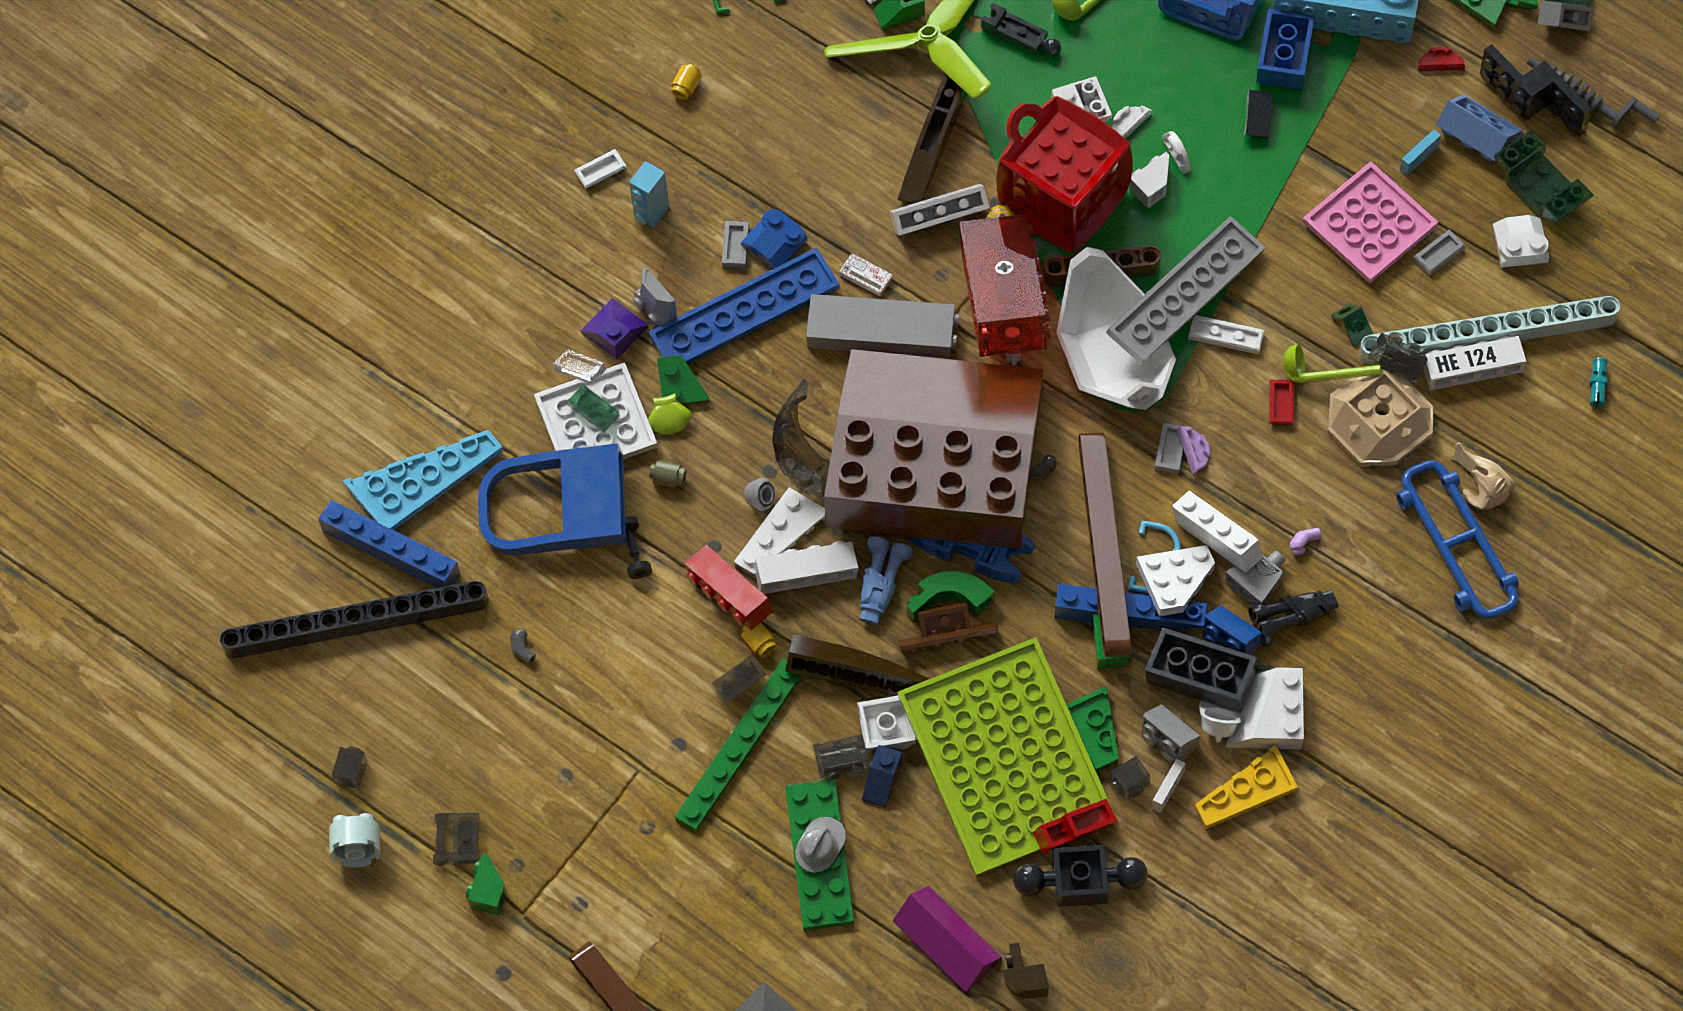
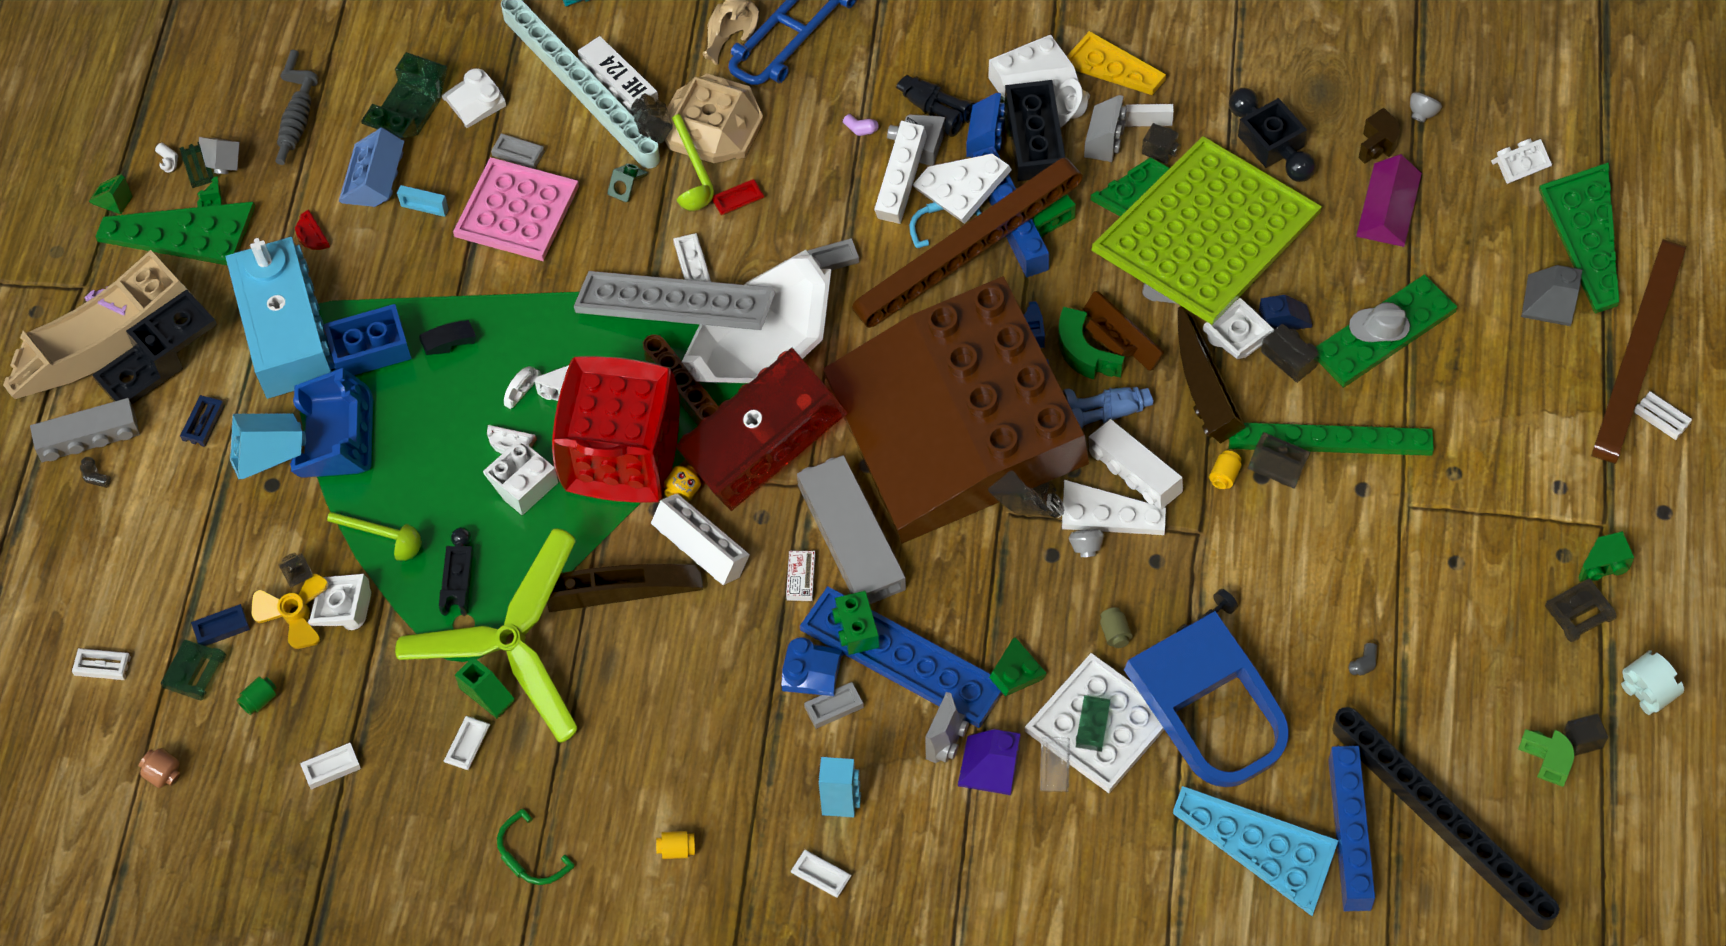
camera: 120 degrees left, 5 degrees down
(345, 733) = (1555, 751): none -> bright green brick
(668, 415) = (1054, 660): lime animal -> none
(728, 587) = (1199, 510): brick -> none
(786, 280) = (856, 623): none -> green brick
(1074, 826) = (1236, 152): red slope -> none
(1195, 448) = (822, 236): lavender tile -> none
(1535, 91) = (315, 137): black bracket -> none

